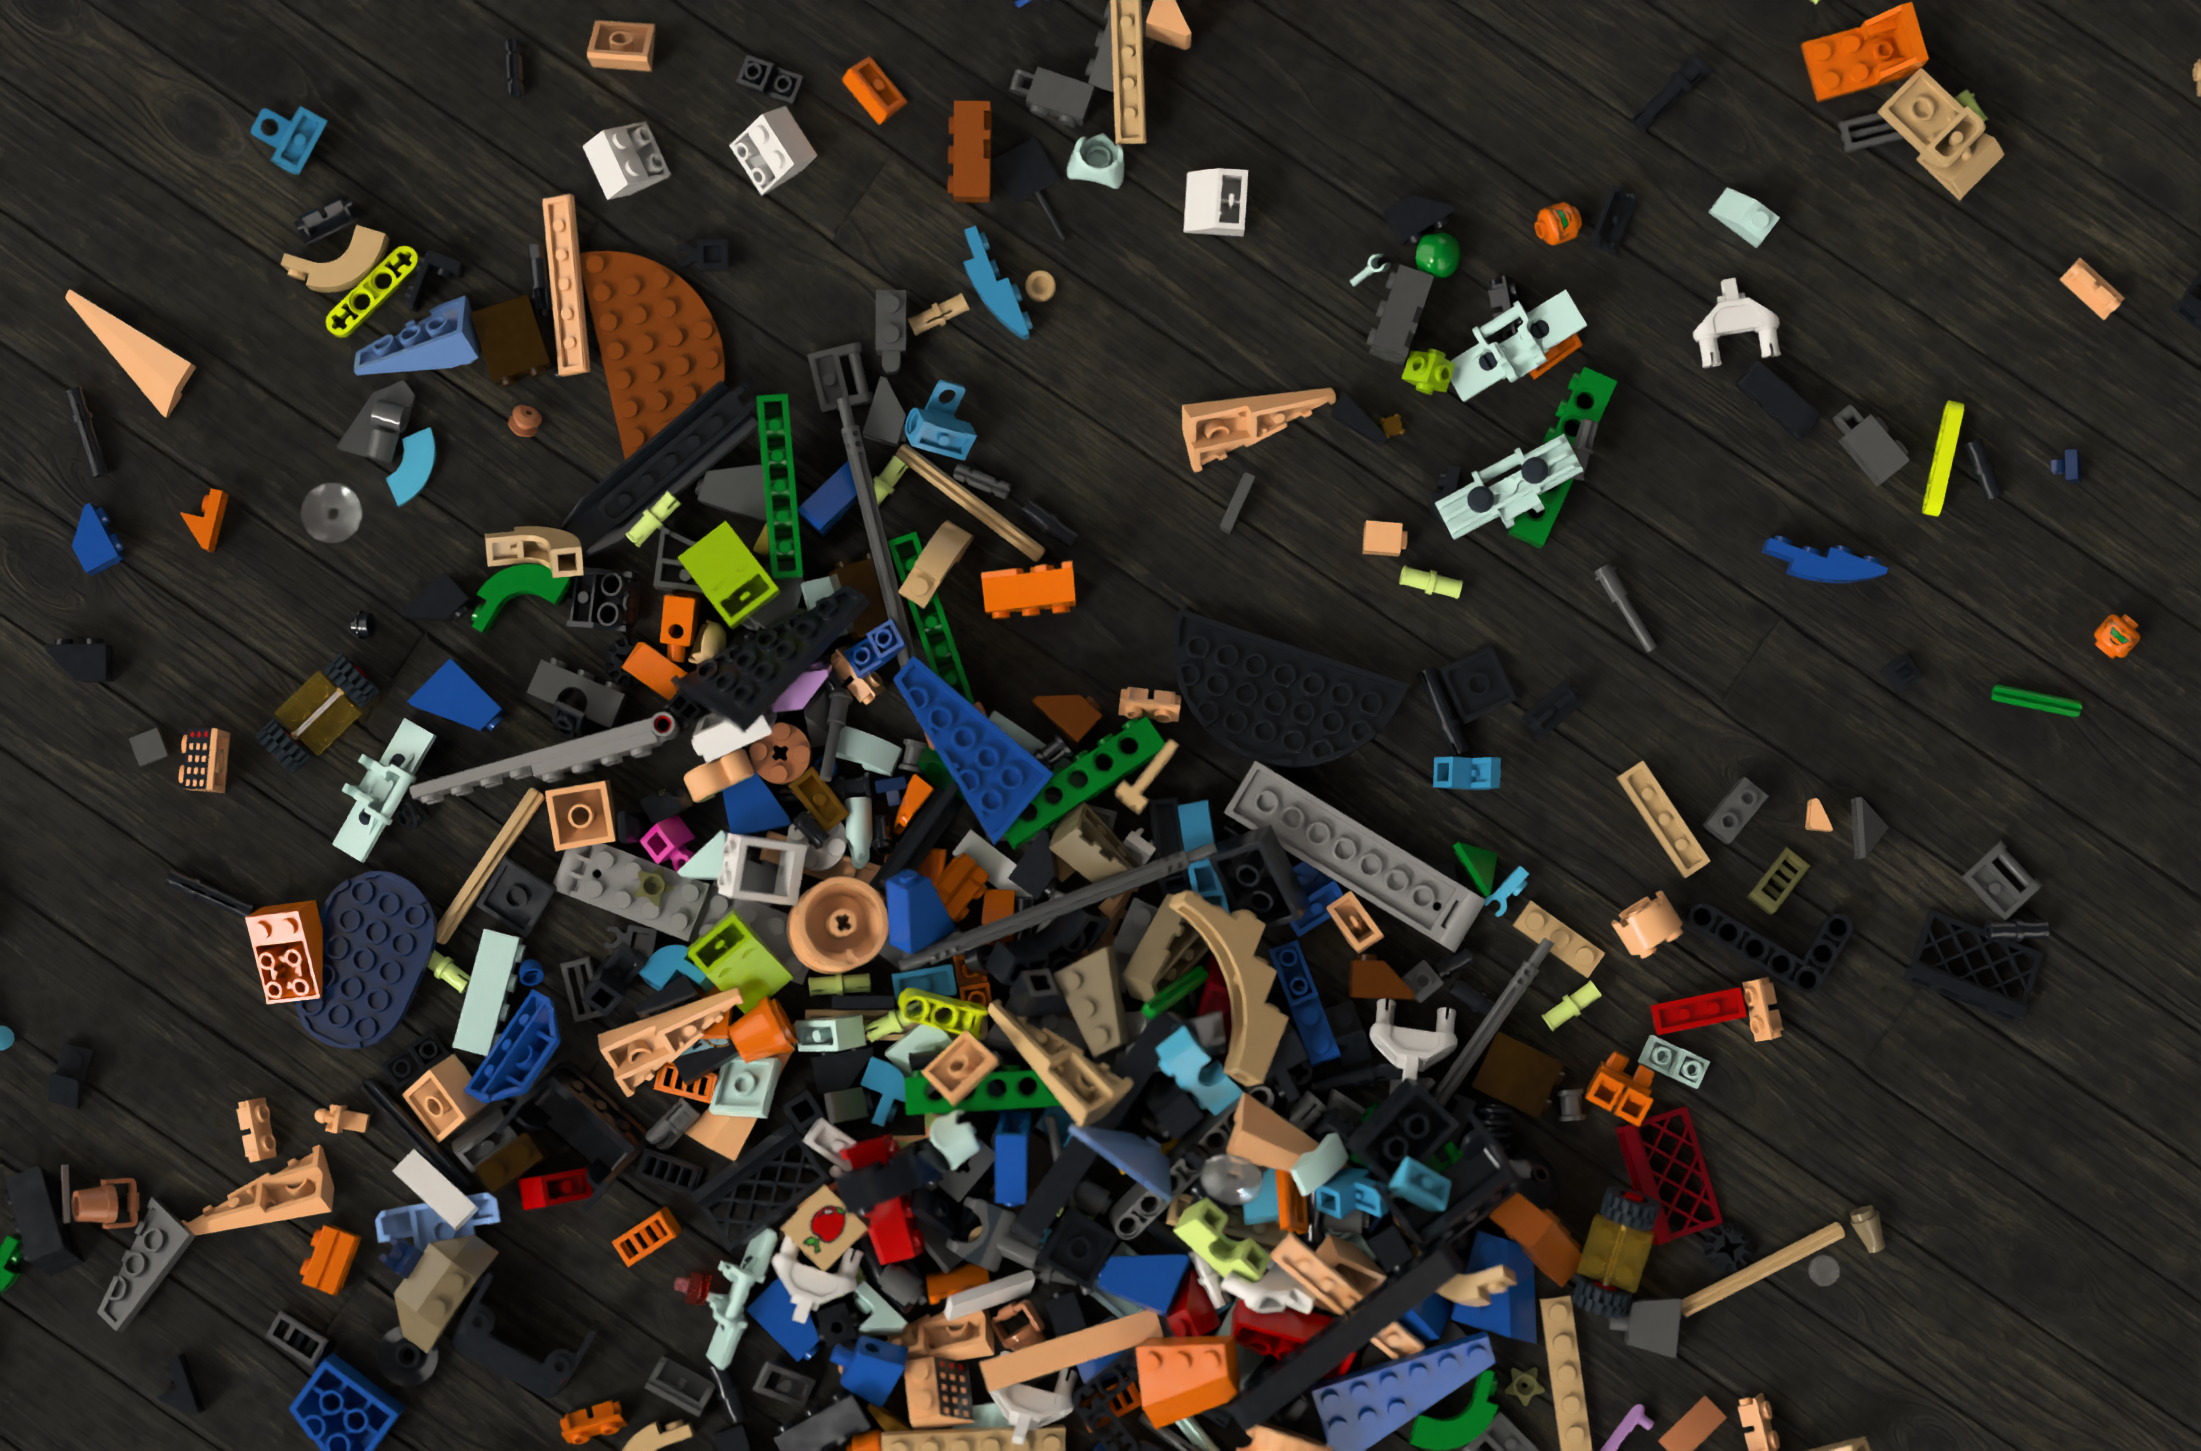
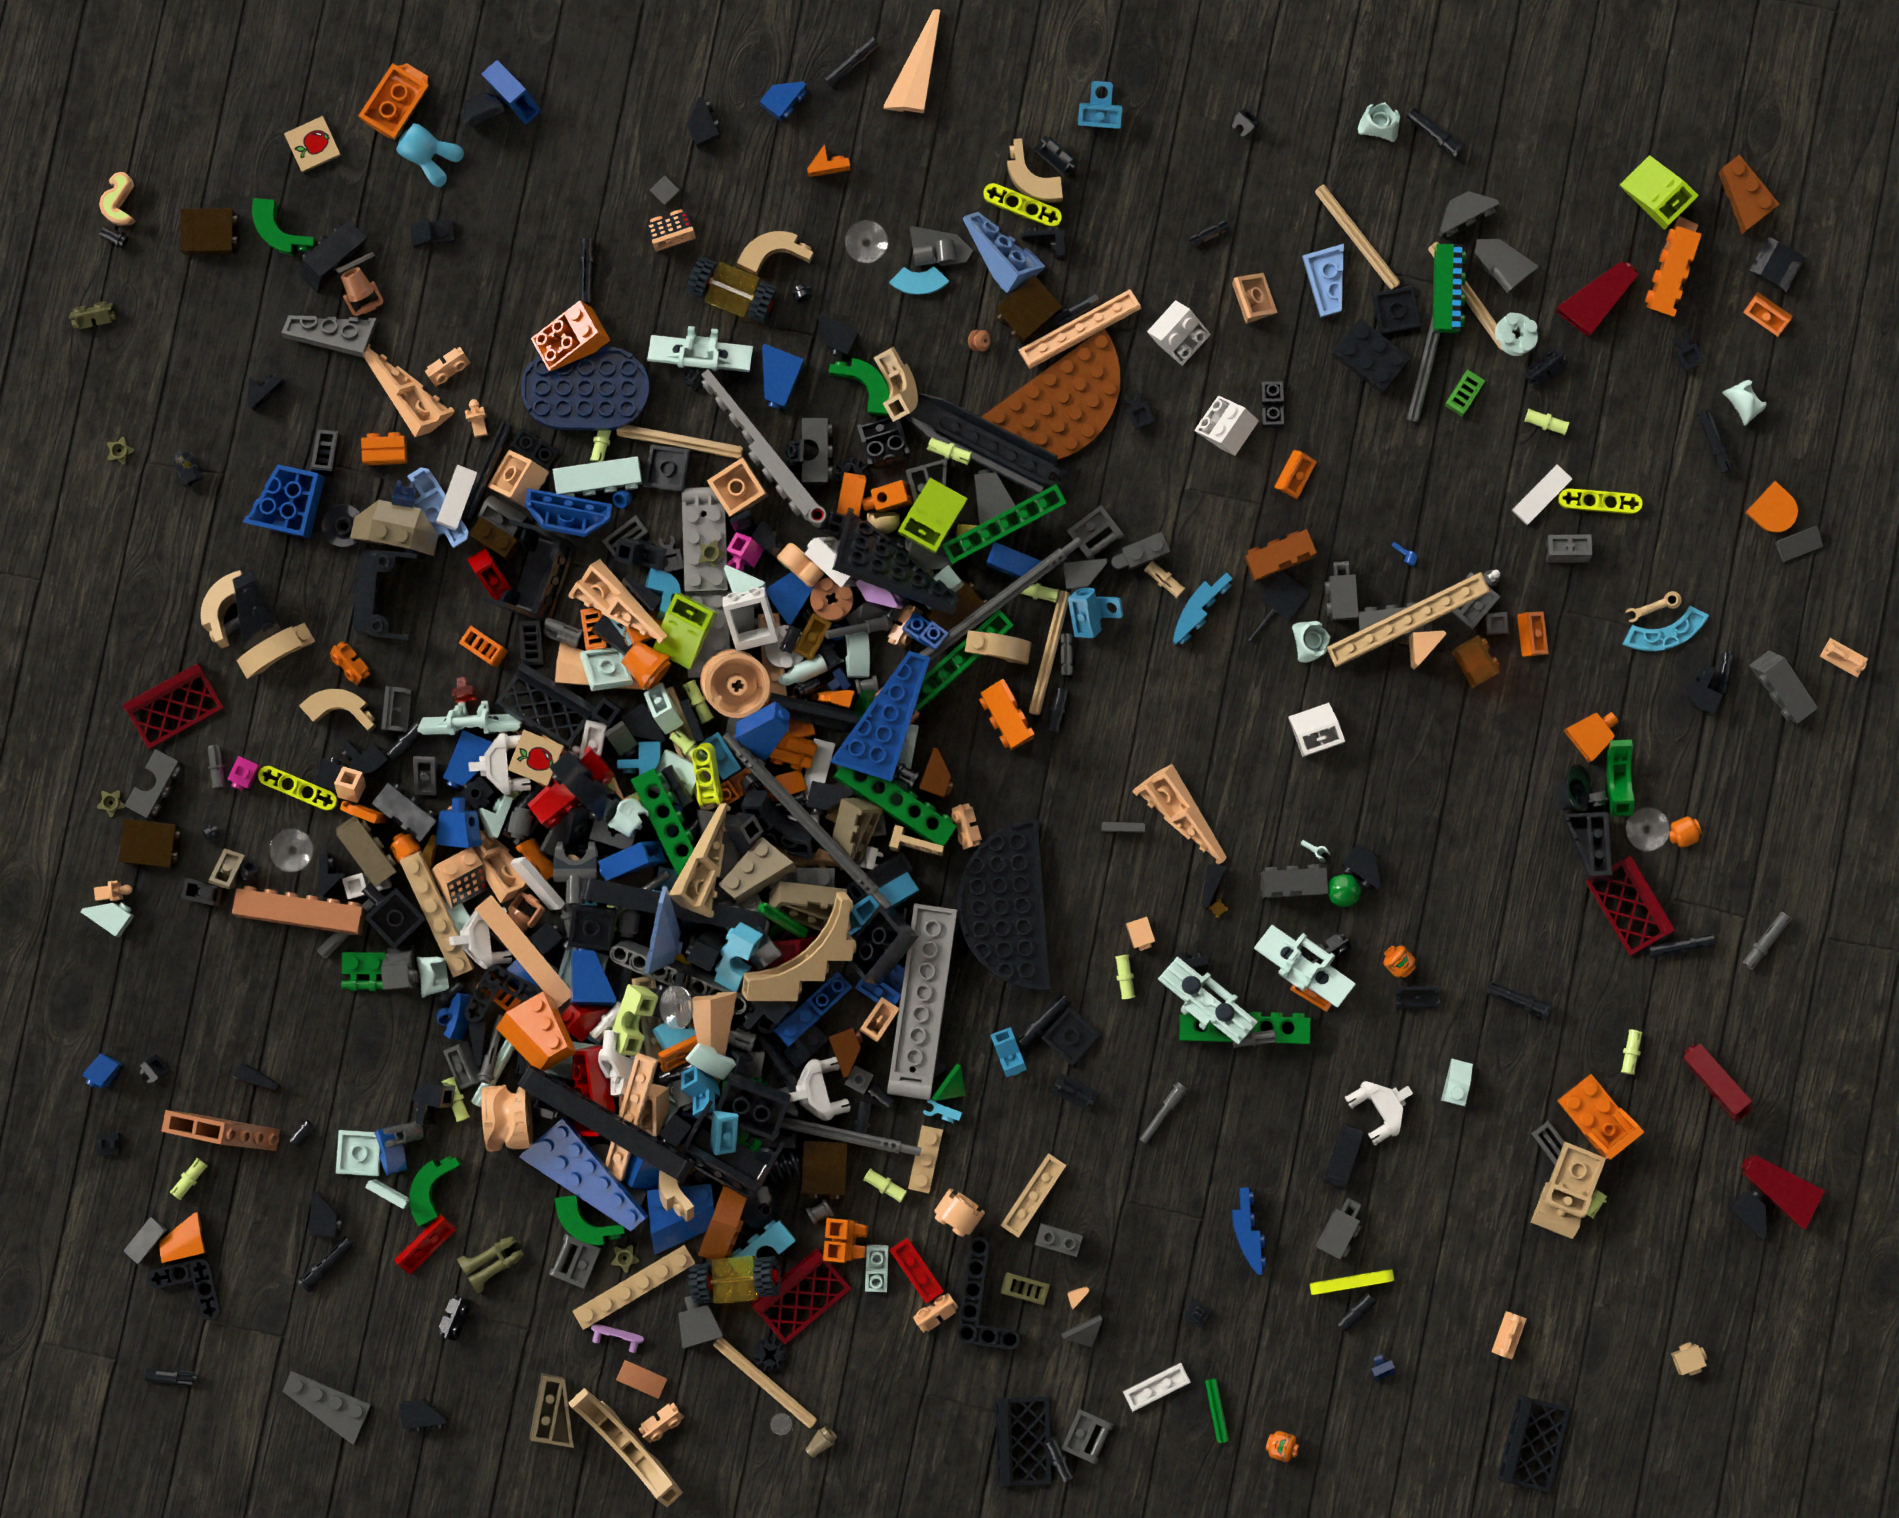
camera: 70 degrees right, 0 degrees up
(280, 638) = (769, 244): none -> tan arch
(960, 1068) = (675, 801): light nougat slope -> none
(1040, 286) = (1212, 638): tan tile -> none
(1428, 371) = (1263, 916): lime brick -> none
(1578, 1176) = (775, 1236): none -> medium azure arch
(1974, 765) = (1156, 1387): none -> white tile

